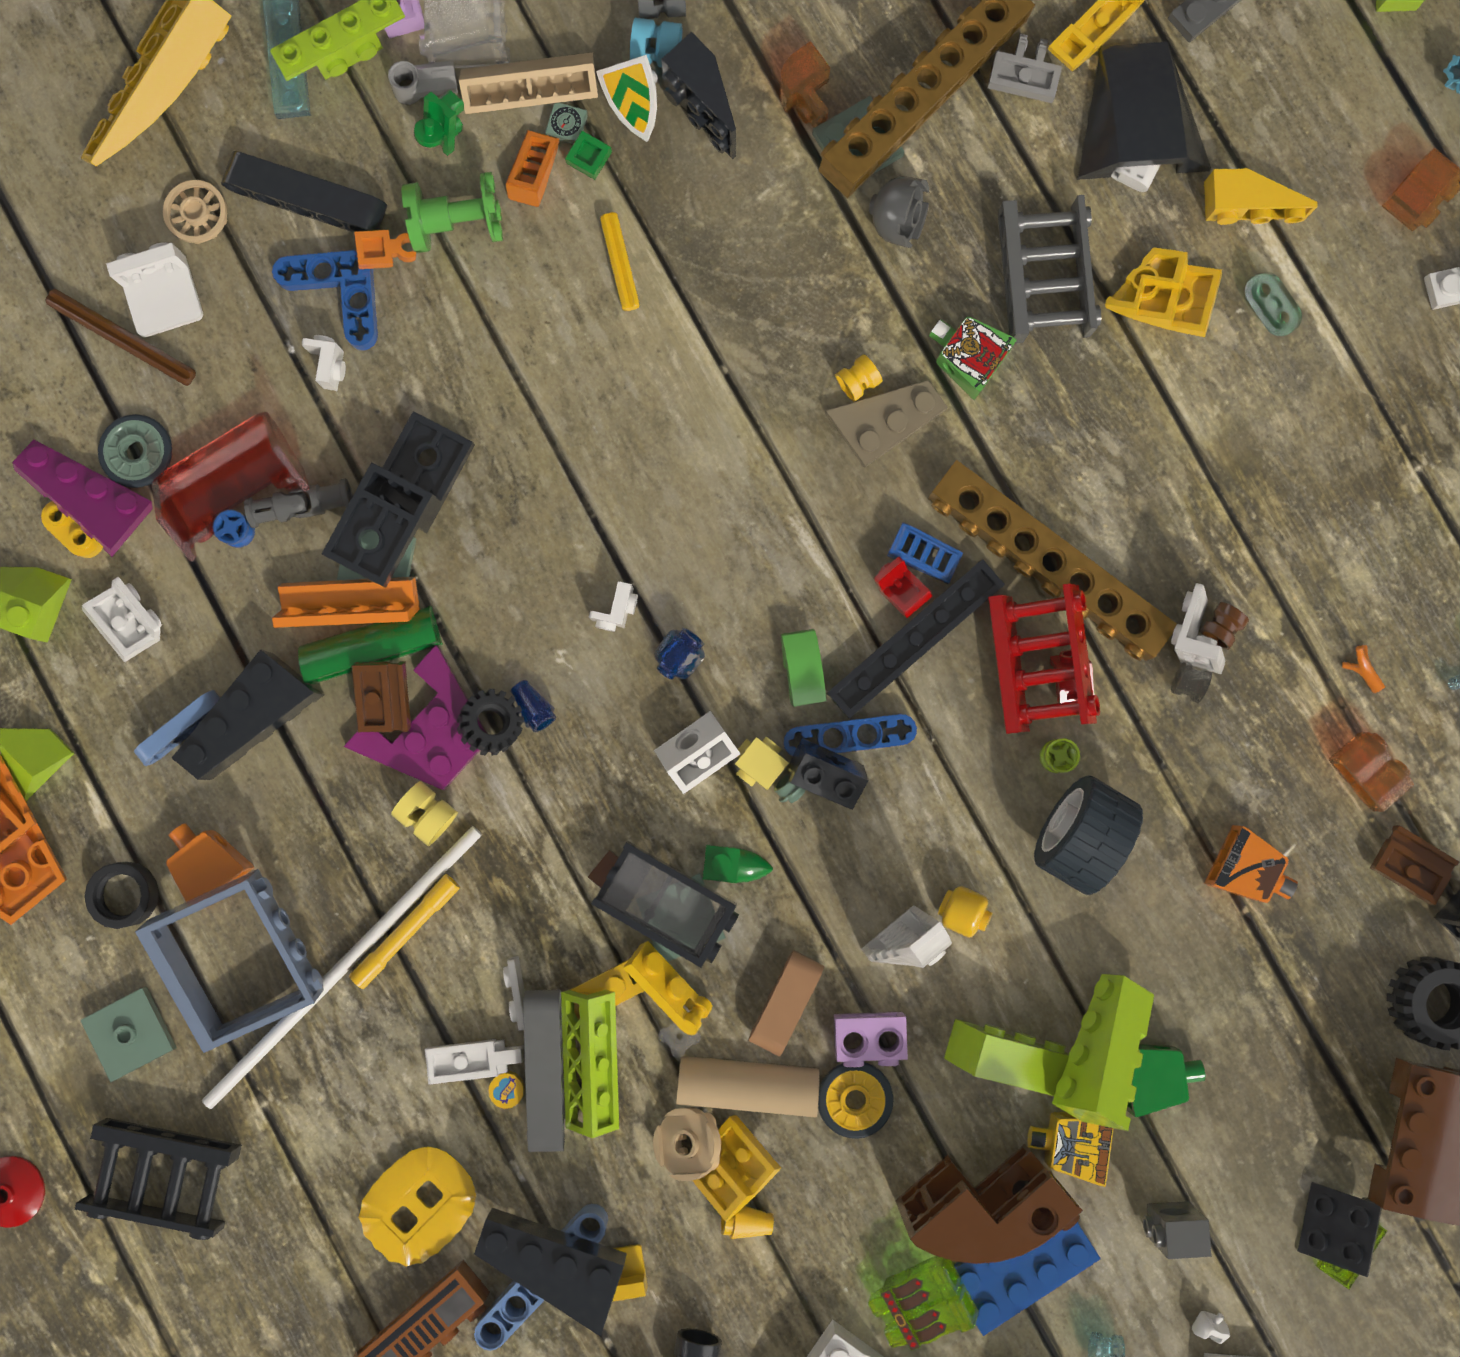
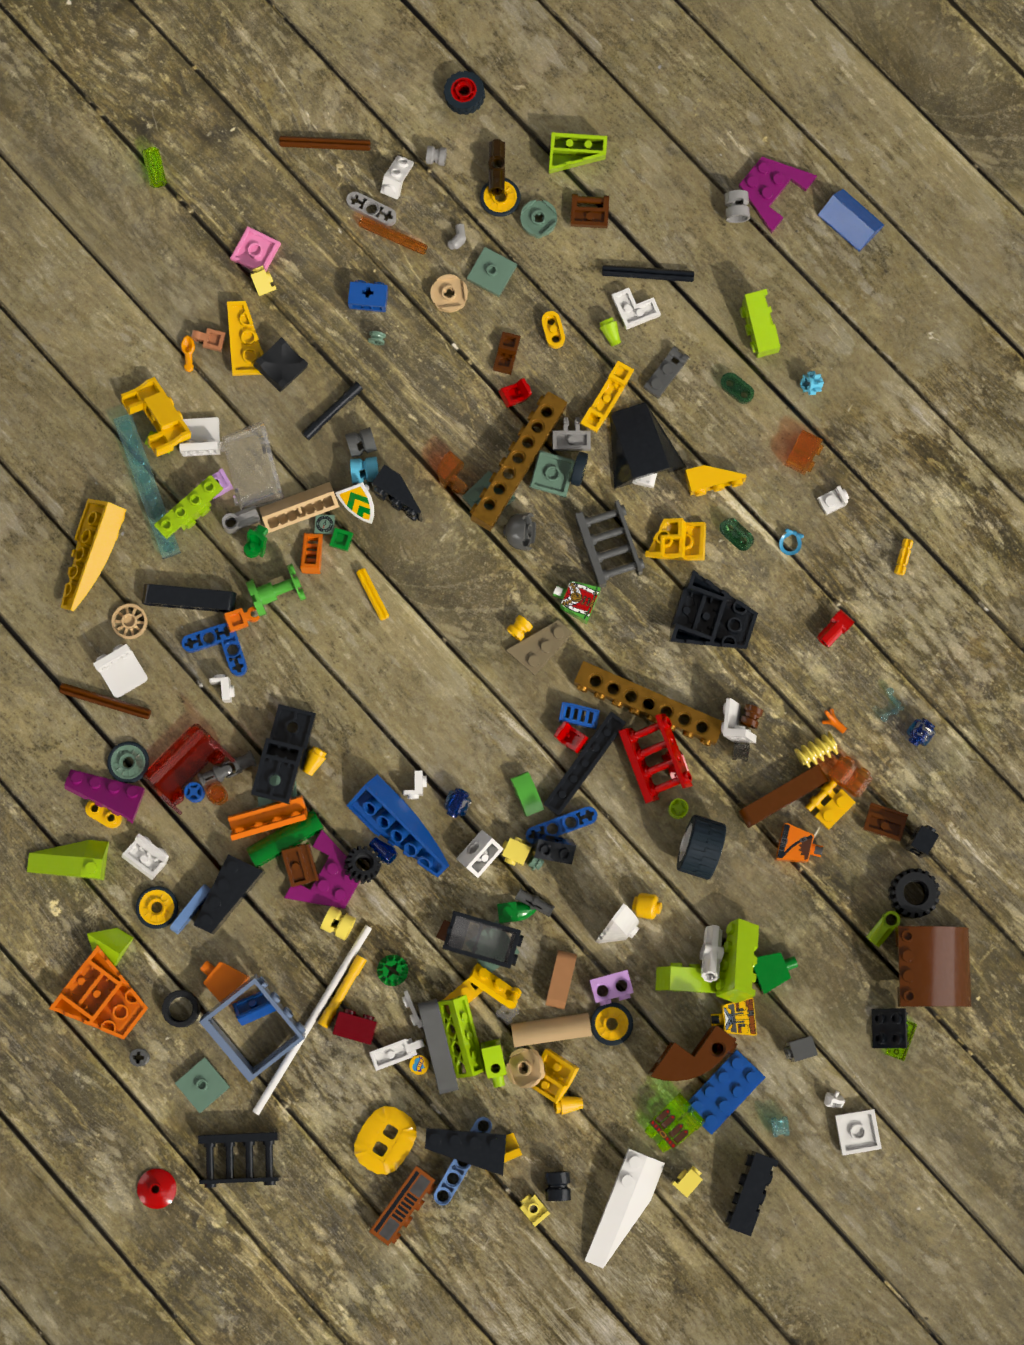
camera: 15 degrees left, 5 degrees down
(23, 968) = (135, 1062): none -> dark grey bush
(103, 704) = (148, 898): none -> yellow wheel
(239, 923) = (252, 1008): none -> blue slope
(264, 540) = (217, 794): none -> clear orange wheel
(411, 999) = (355, 1027): none -> dark red brick
(451, 522) = (314, 760): none -> yellow cone
(516, 917) = (402, 969): none -> green gear
(562, 655) = (393, 819): none -> blue wedge
(635, 1118) = (493, 1054): none -> lime torso
(772, 858) = (534, 902): none -> dark grey pin
(978, 126) = (552, 474): none -> sand green plate
(1028, 125) = (579, 469): none -> black bush
(1061, 1026) = (711, 953): none -> white piece
(1195, 435) = (711, 616): none -> black wedge
(1247, 777) = (783, 796): none -> reddish brown beam
(1325, 710) = (816, 750): none -> light yellow piece
(1329, 820) = (834, 809): none -> yellow plate
(1336, 51) = (739, 386): none -> clear green plate
(1366, 1052) = (882, 930): none -> lime piece
(1379, 335) = (798, 536): none -> dark azure piece
(1411, 505) = (838, 625): none -> red piece

